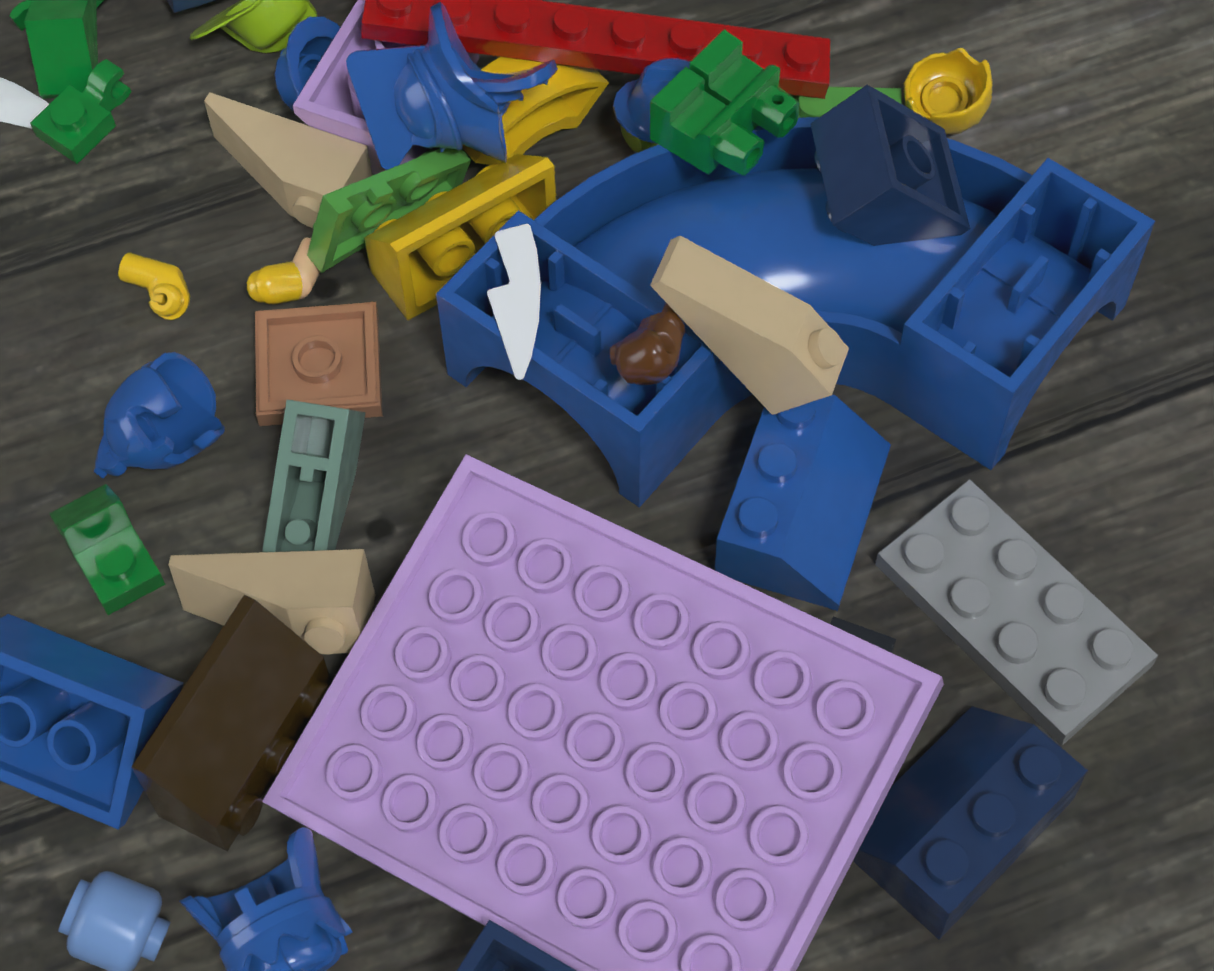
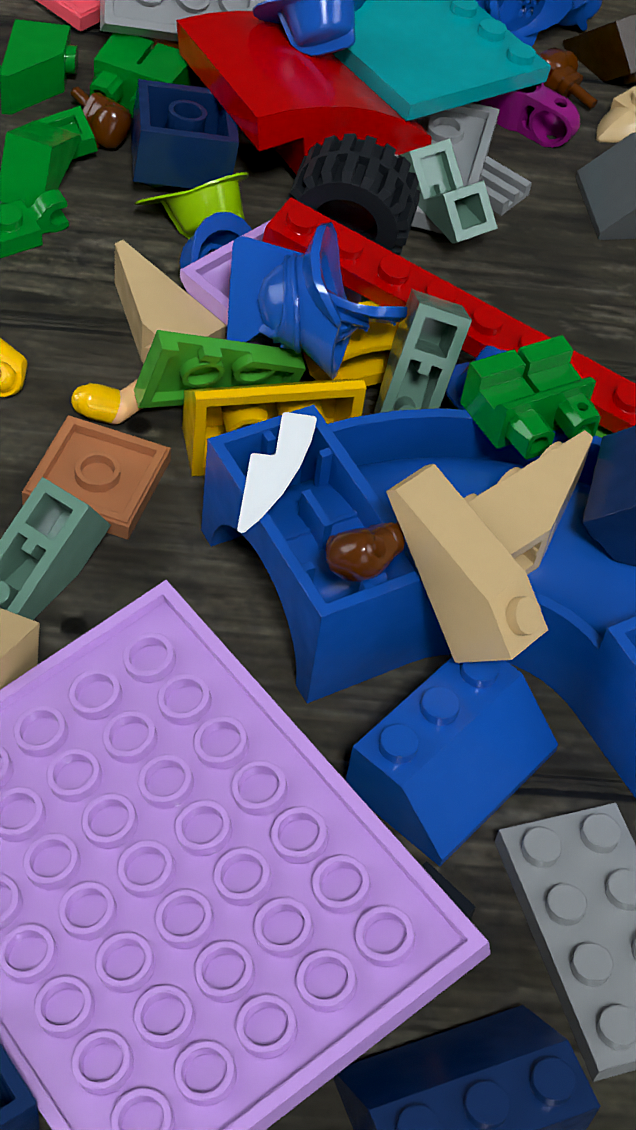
camera: 15 degrees right, 10 degrees down
(586, 104) = (423, 354): none -> sand green slope
(774, 223) = (531, 500): none -> tan slope

